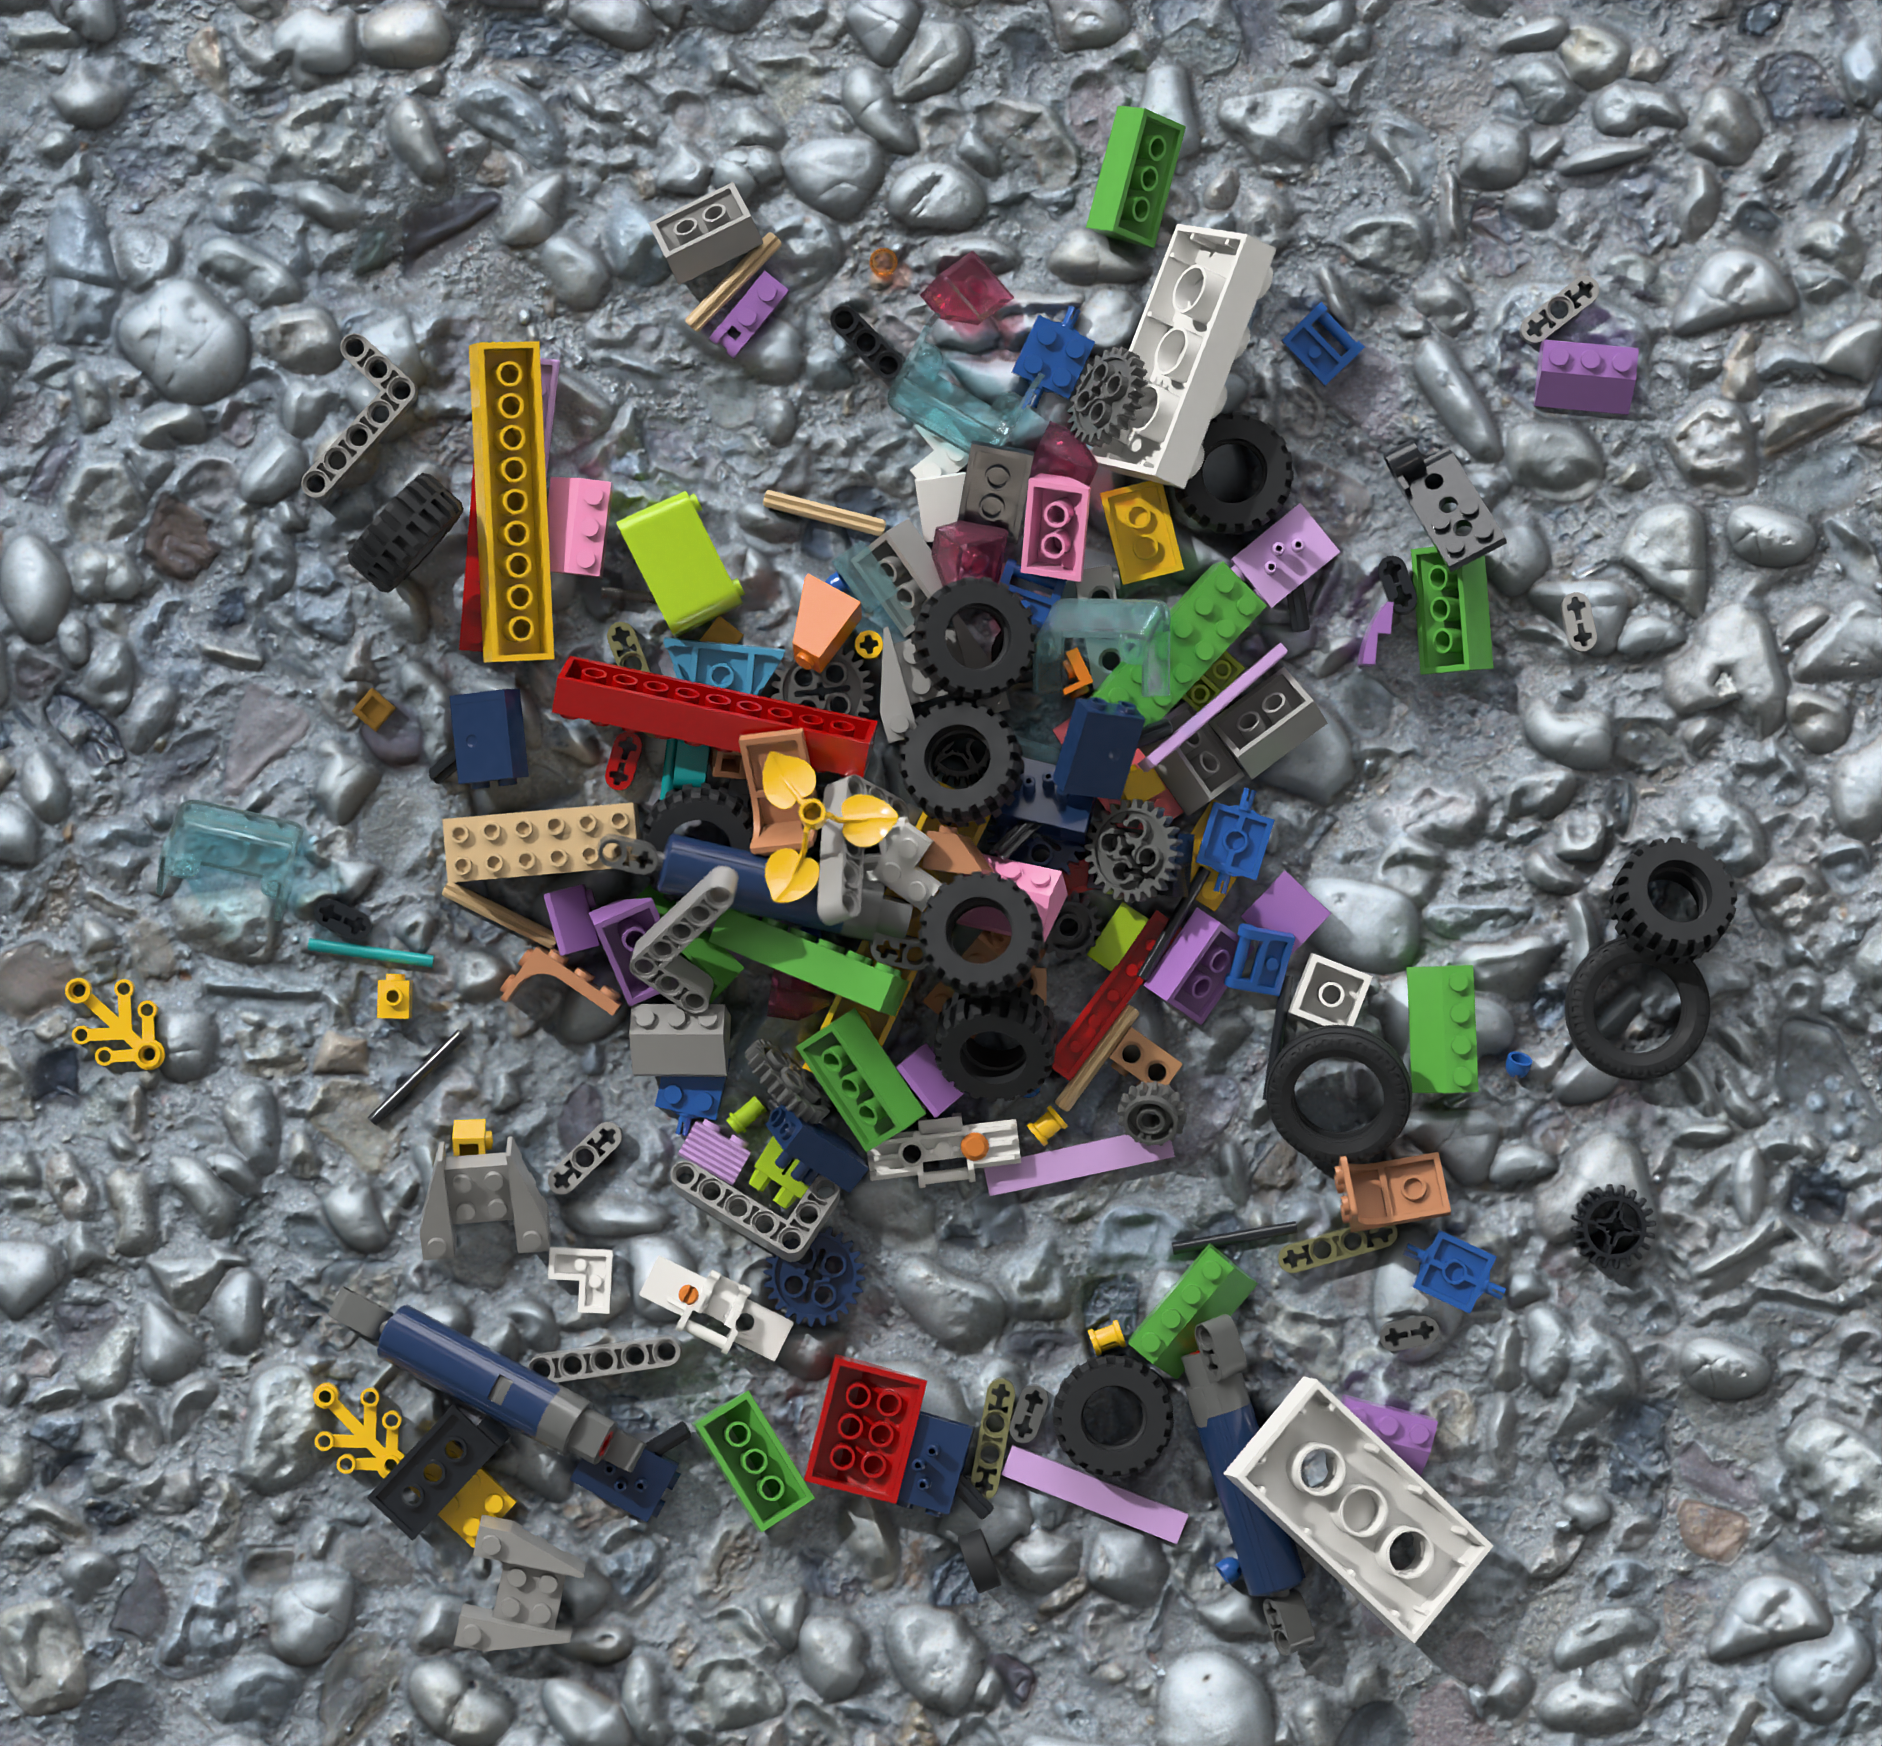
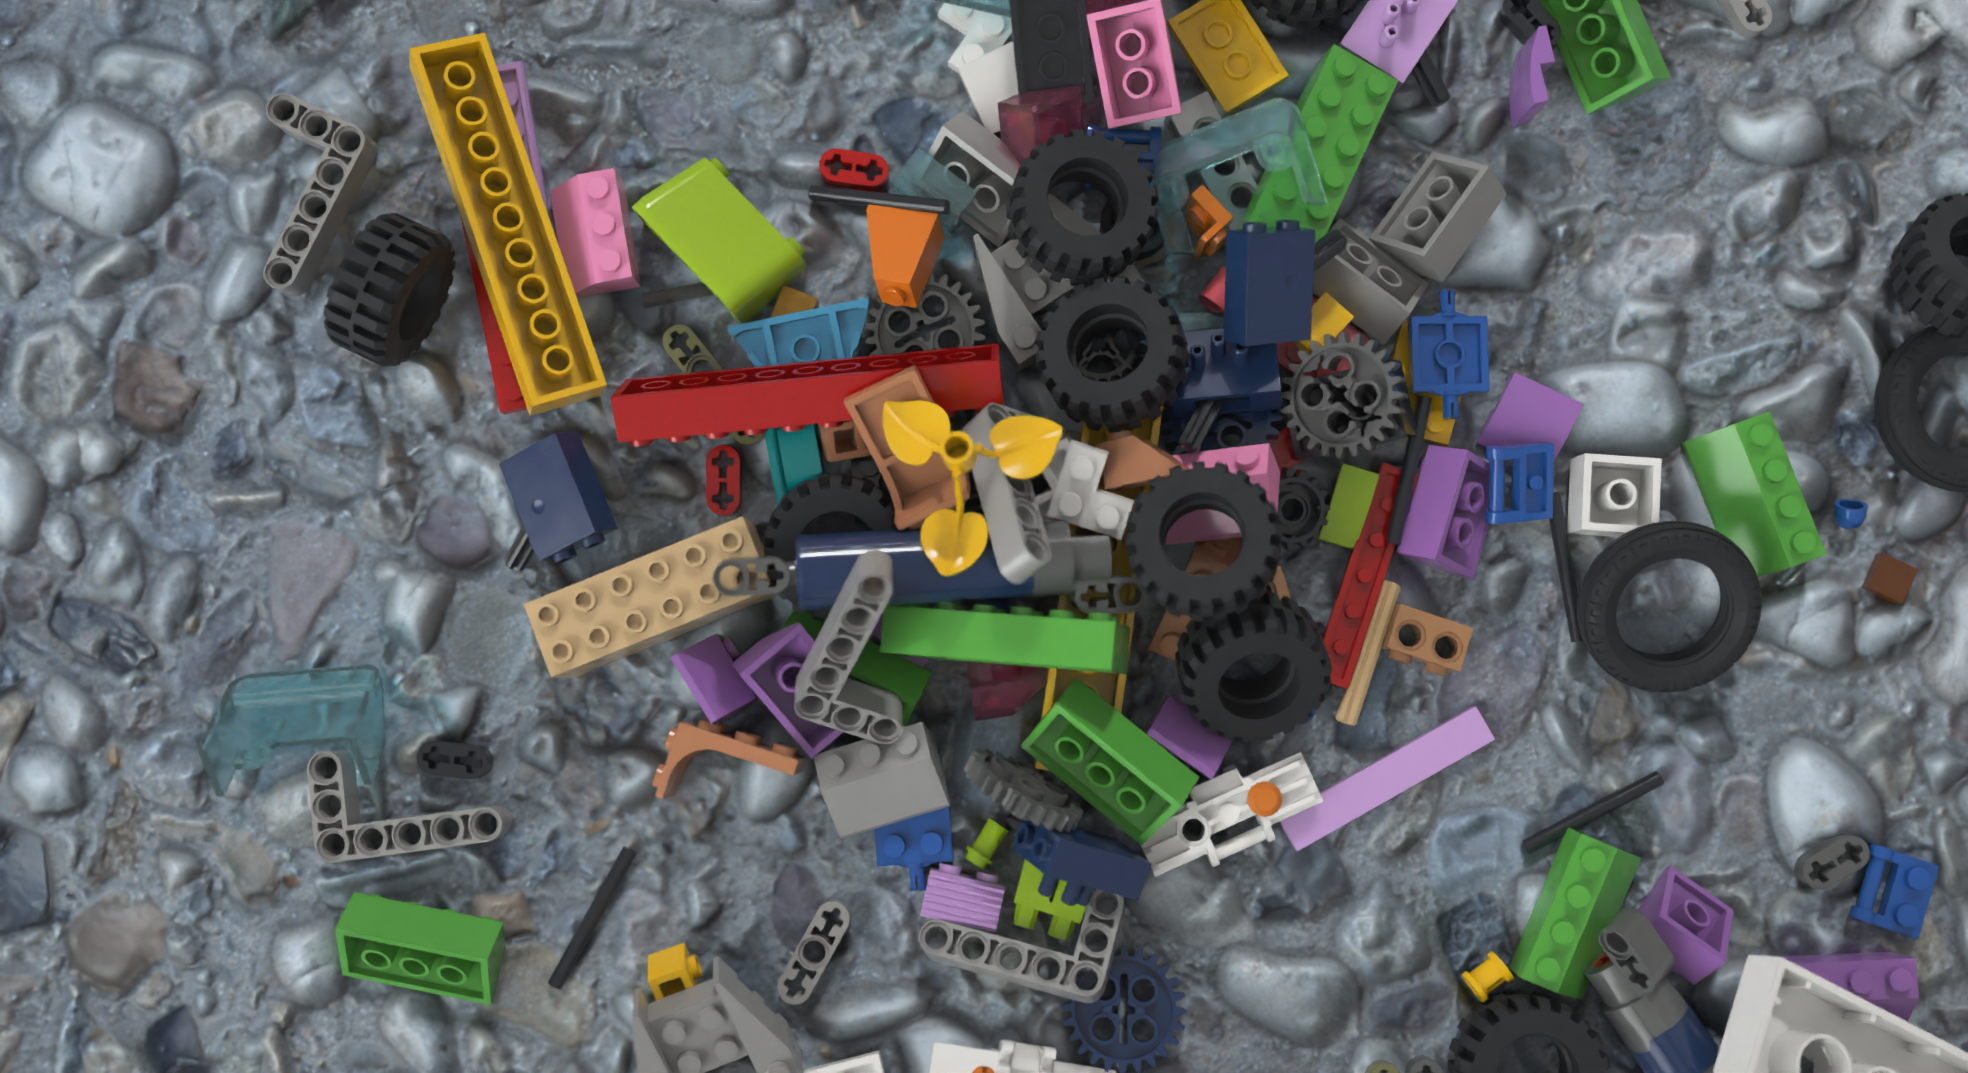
camera: 10 degrees left, 5 degrees down
(119, 1026) = (230, 964): yellow plant -> none
(276, 1060) = (420, 947): none -> bright green slope
(281, 959) = (394, 831): none -> light grey beam
(371, 952) = (498, 788): teal bar -> none
(374, 709) = (423, 510): pearl gold tile -> none
(395, 997) = (538, 832): yellow brick -> none
(500, 914) = (631, 698): tan axle -> none
(802, 543) = (856, 161): none -> red beam
(817, 571) = (864, 198): none -> black bar
(824, 513) = (866, 138): tan axle -> none
(861, 639) = (968, 257): yellow bush -> none
(1047, 1125) = (1337, 748): yellow bush -> none
(1153, 1128) = (1477, 693): dark grey gear -> none
(1212, 708) = (1376, 211): lavender tile -> none
(1213, 681) = (1362, 191): lime slope -> none
(1275, 1345) = (1690, 924): none -> medium lavender slope
(1338, 1249) = (1712, 780): olive beam -> none
(1391, 1191) = (1761, 702): nougat bracket -> none
(1454, 1271) = (1861, 773): blue plate -> none
(1456, 1377) = (1904, 894): none -> blue plate
(1533, 1126) = (1889, 578): none -> reddish brown tile

